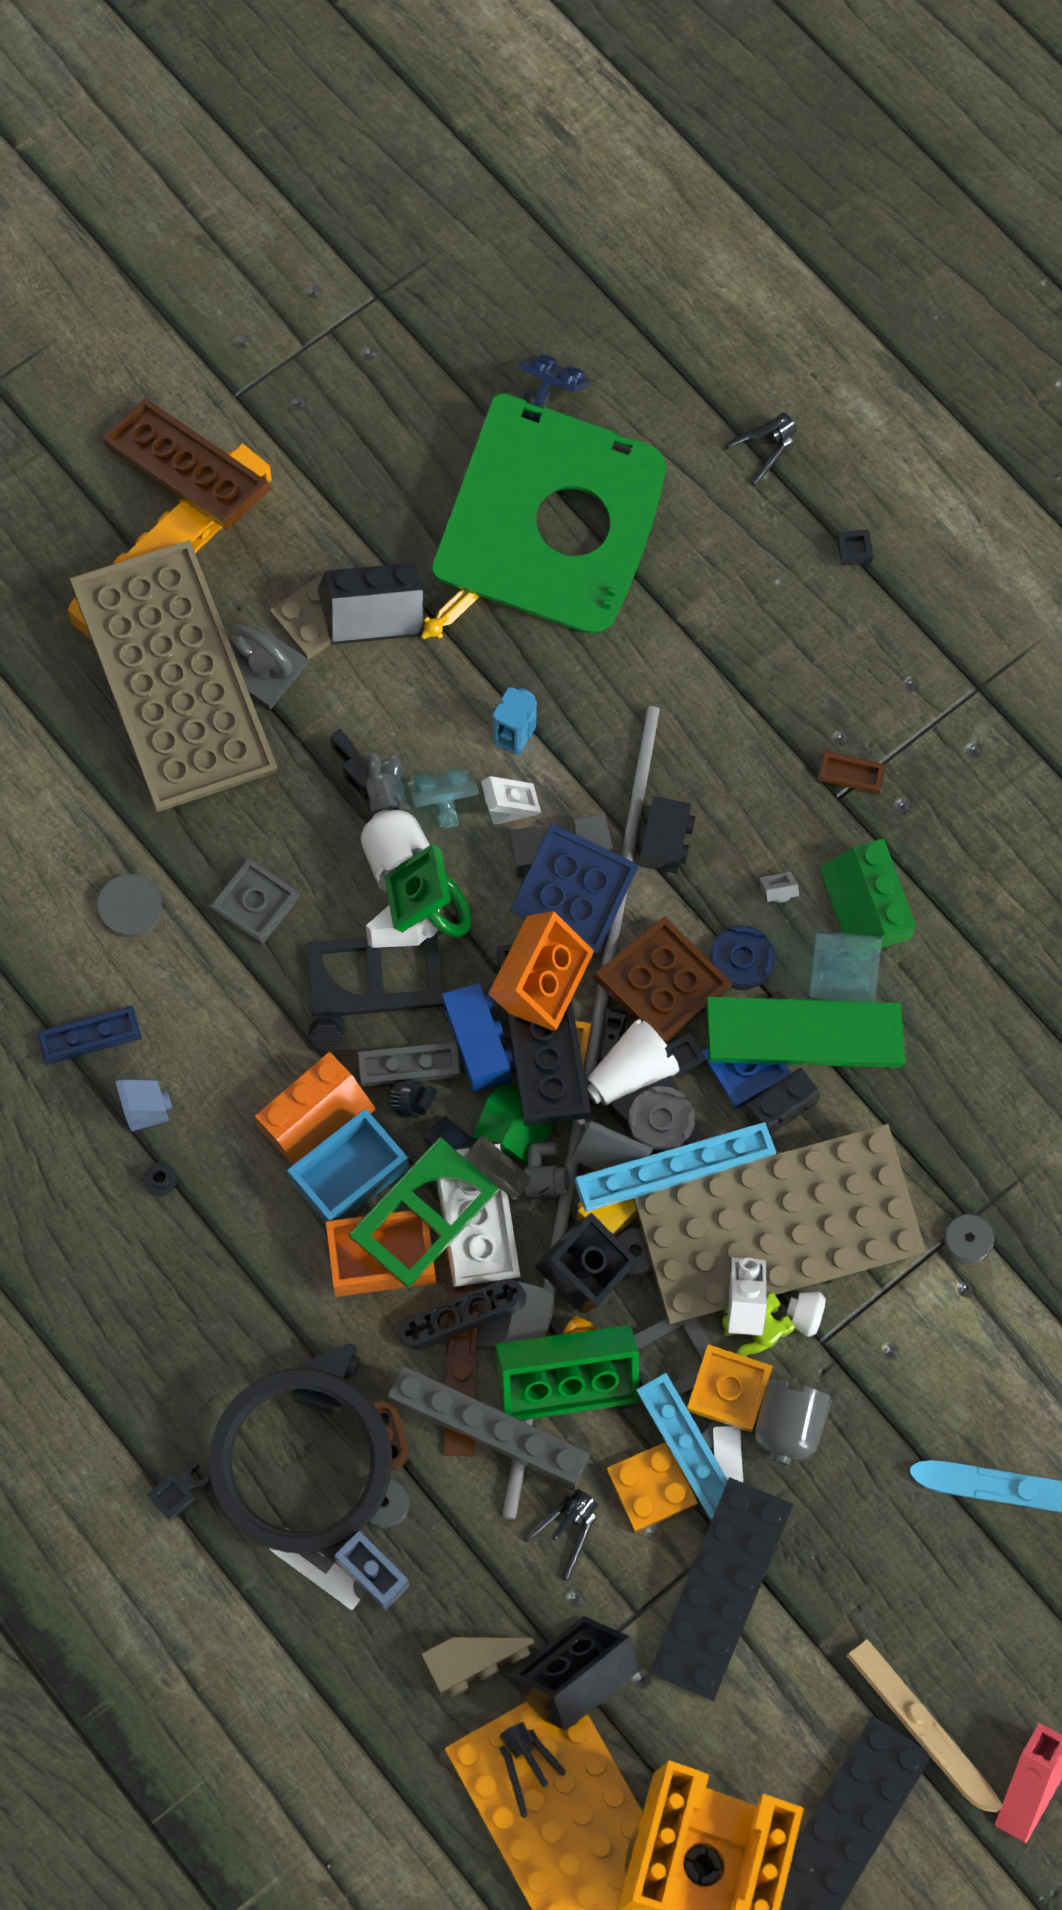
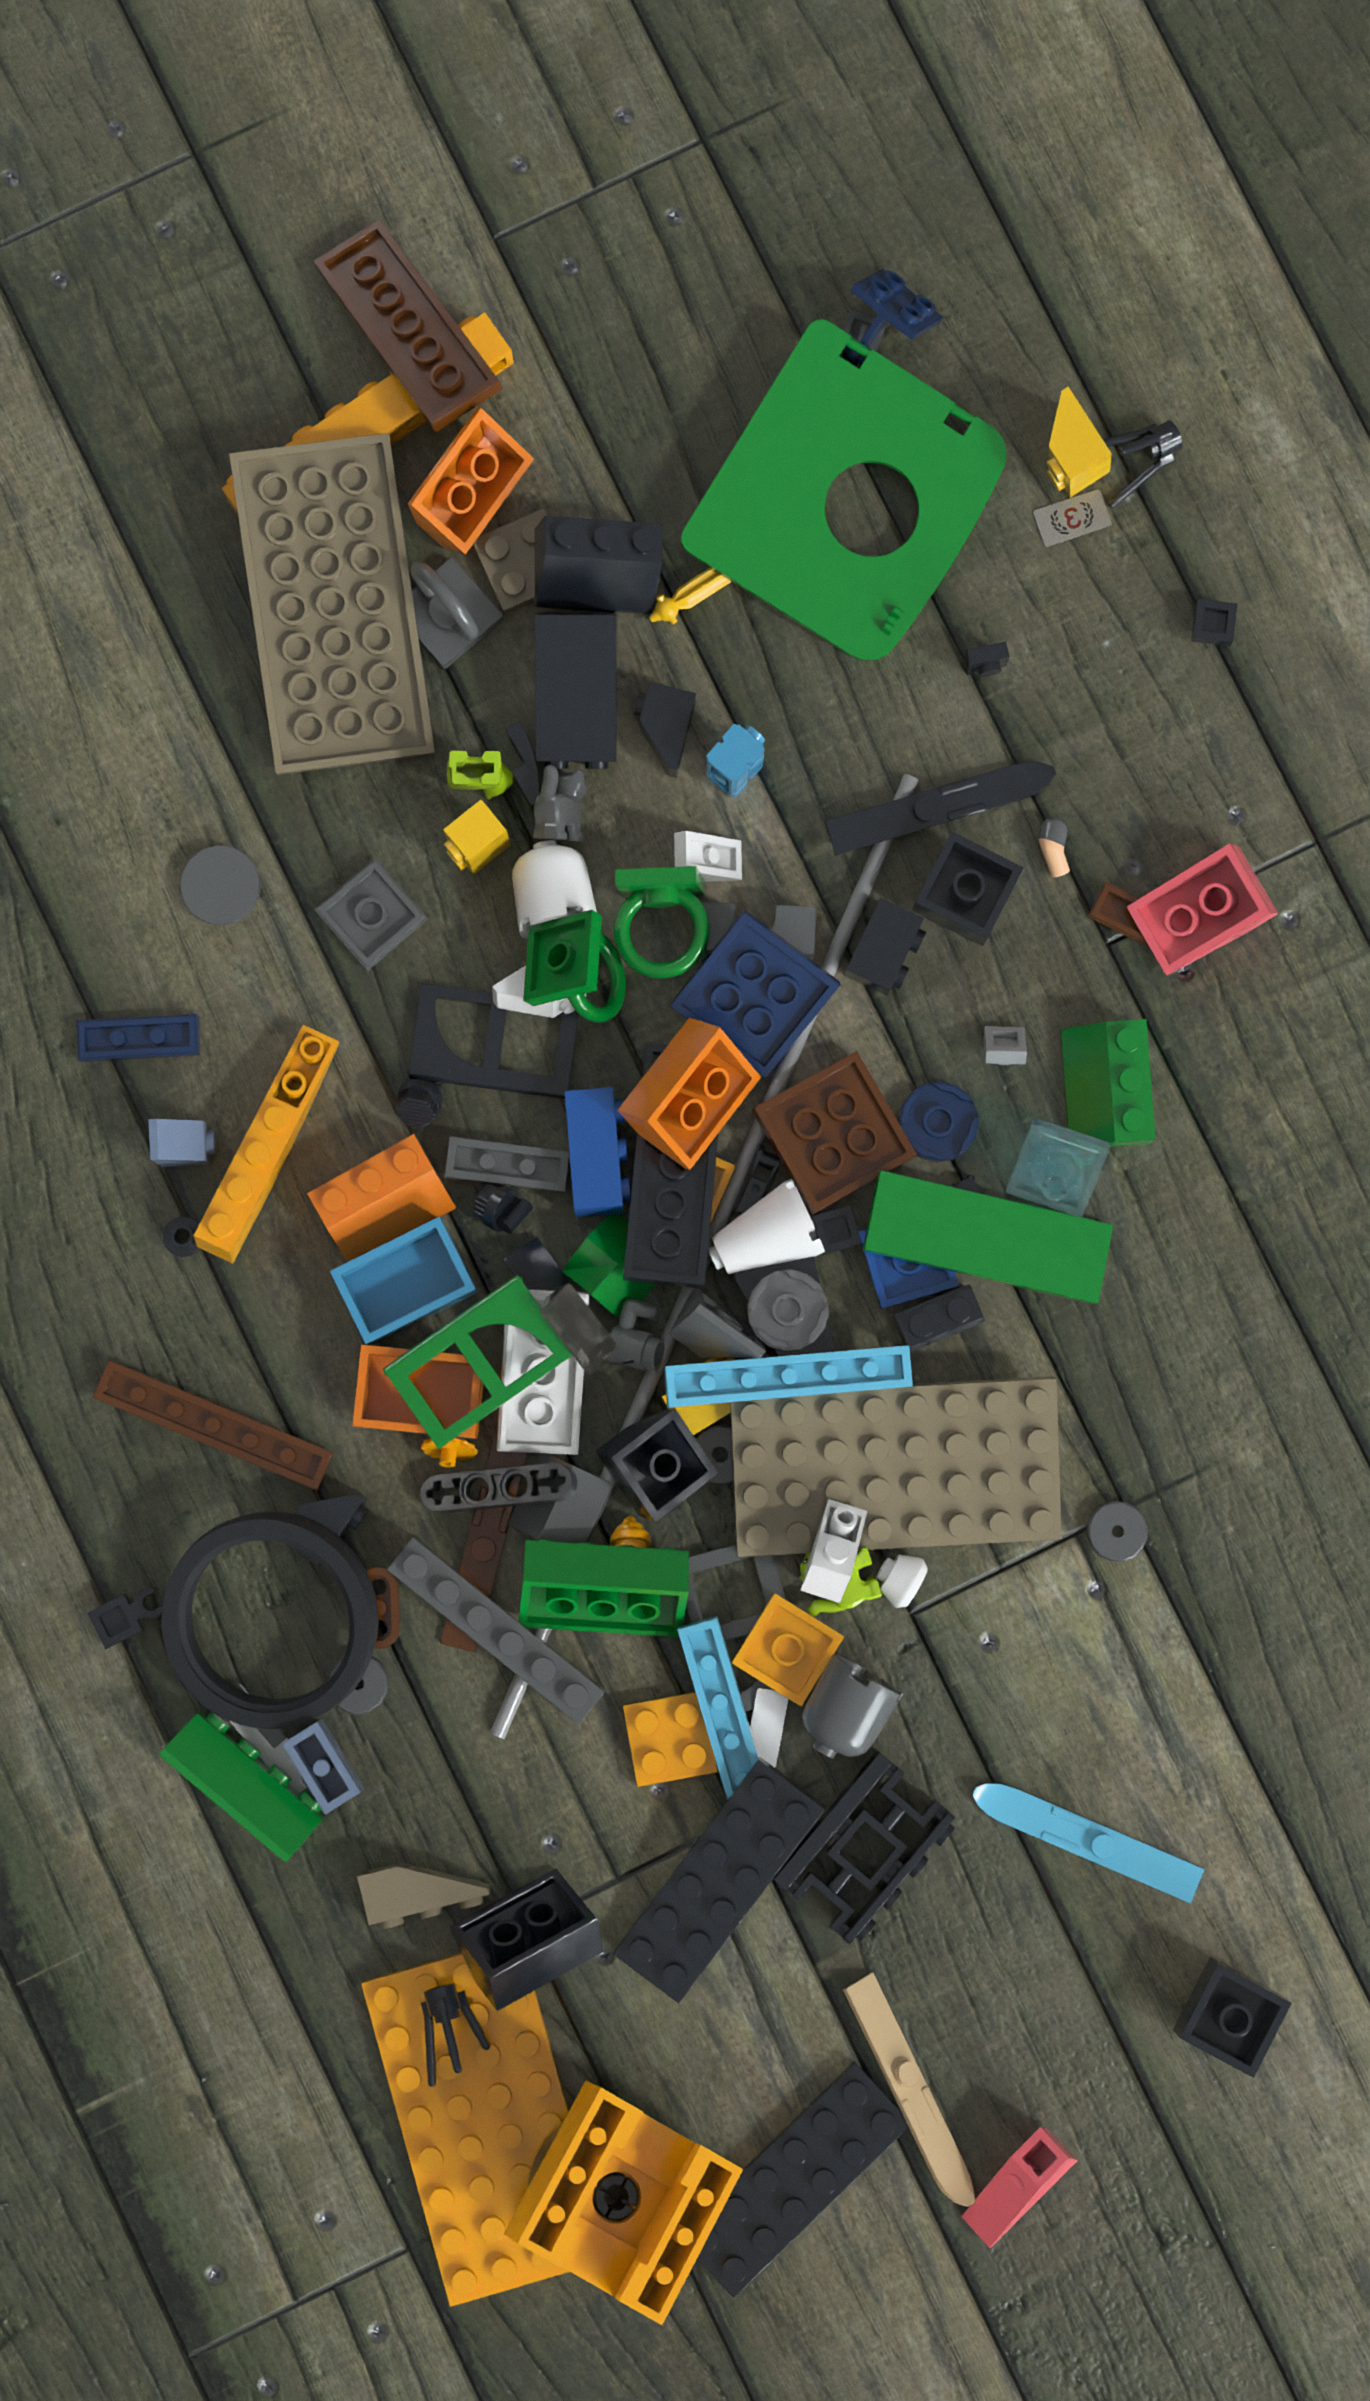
camera: 15 degrees right, 15 degrees up
(211, 1093) = (265, 1146): none -> light orange slope
(217, 1320) = (213, 1425): none -> reddish brown plate
(259, 565) = (469, 483): none -> orange slope
(309, 1602) = (243, 1784): none -> green slope
(316, 772) = (478, 773): none -> lime animal
(326, 820) = (475, 838): none -> yellow brick
(378, 694) = (576, 688): none -> black slope
(417, 1296) = (453, 1452): none -> light orange piece
(443, 792) = (626, 830): clear light blue plate -> none
(453, 708) = (665, 722): none -> black slope
(480, 825) = (661, 889): none -> green tile
(576, 1510) = (578, 1747): black plant -> none
(679, 724) = (937, 806): none -> black piece
(689, 609) = (987, 659): none -> black plate
(719, 444) = (1075, 448): none -> yellow slope
(719, 776) = (967, 888): none -> black brick
(727, 499) = (1072, 518): none -> clear smoke sticker
(775, 730) = (1052, 843): none -> arm
(810, 1522) = (838, 1825): none -> black fence
(904, 752) = (1202, 909): none -> coral slope

